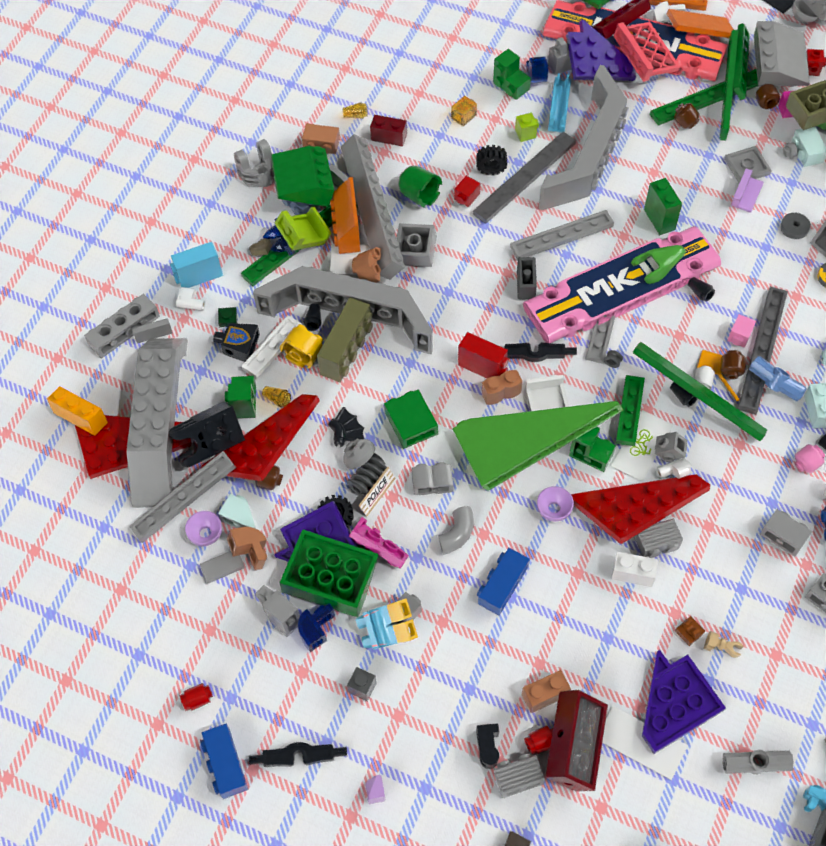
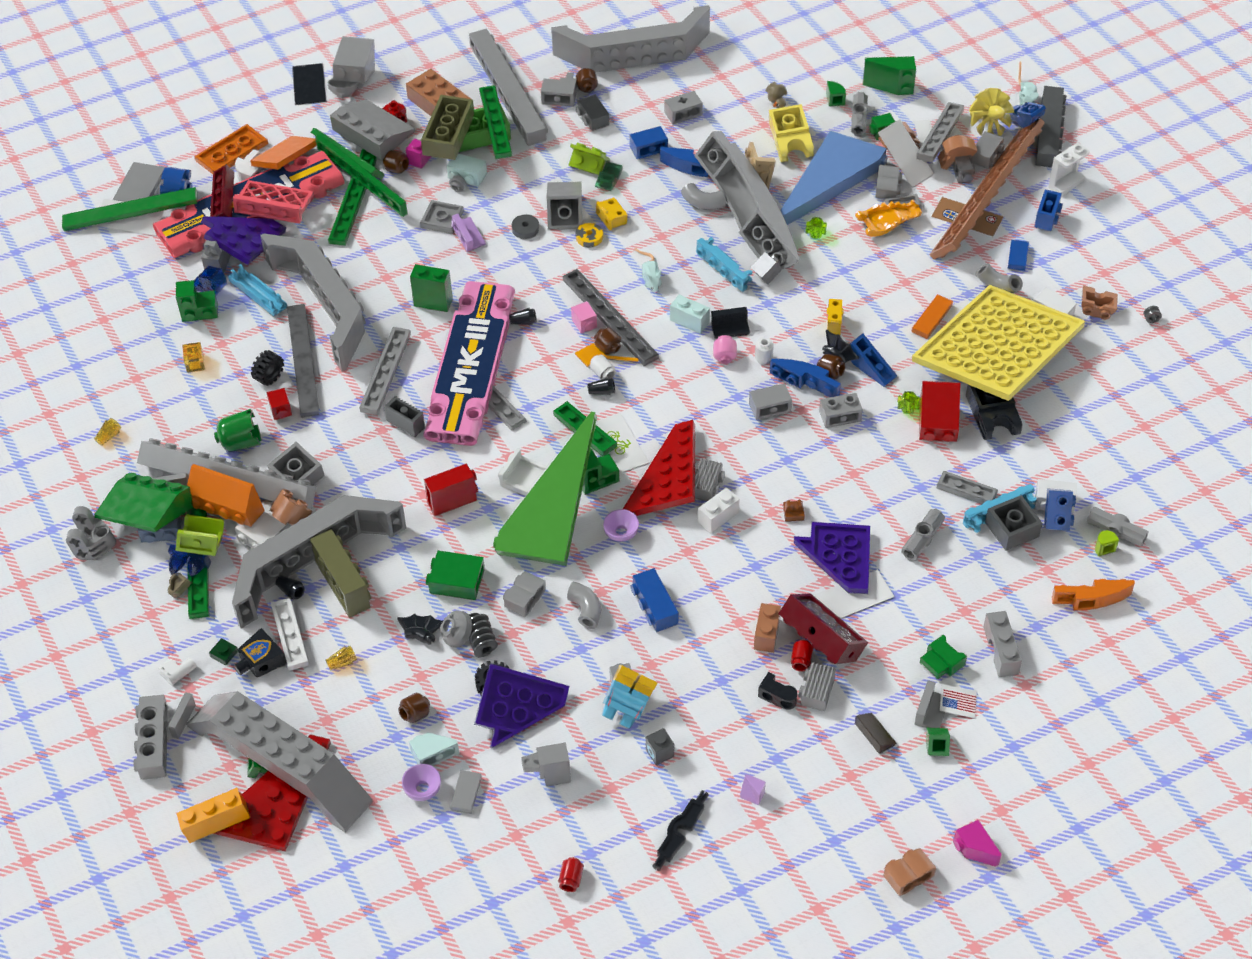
camera: 55 degrees left, 10 degrees down
(182, 497) = (378, 779): light grey plate -> none
(196, 265) = (152, 639): medium azure brick -> none
(209, 433) = (339, 720): black brick -> none
(223, 761) = (644, 883): blue brick -> none
(242, 396) = (321, 681): green brick -> none
(248, 541) = (468, 753): nougat brick -> none
(269, 439) = (383, 693): red wing -> none
(301, 346) = (316, 608): yellow brick -> none
(310, 626) = (582, 757): clear blue brick -> none
(322, 136) = (108, 472): nougat brick -> none
(329, 573) = (547, 710): green slope -> none
(372, 540) = (555, 662): dark pink wing -> none
(377, 491) = (500, 638): sticker -> none
(388, 130) = (156, 419): dark red brick -> none
(499, 387) = (487, 496): nougat brick -> none
(526, 127) = (257, 326): lime brick -> none
(545, 351) = (480, 450): black piece -> none
(613, 359) = (530, 410): dark grey bush -> none
(665, 257) = (480, 315): bright green animal -> none
(671, 446) = (640, 422): light grey brick -> none
(679, 468) = (661, 430): white piece -> none
(686, 115) = (360, 220): reddish brown head -> none
(700, 391) = (612, 373): green tile -> none
(713, 641) = (814, 500): tan piece -> none
(777, 379) = (645, 323): medium blue piece -> none

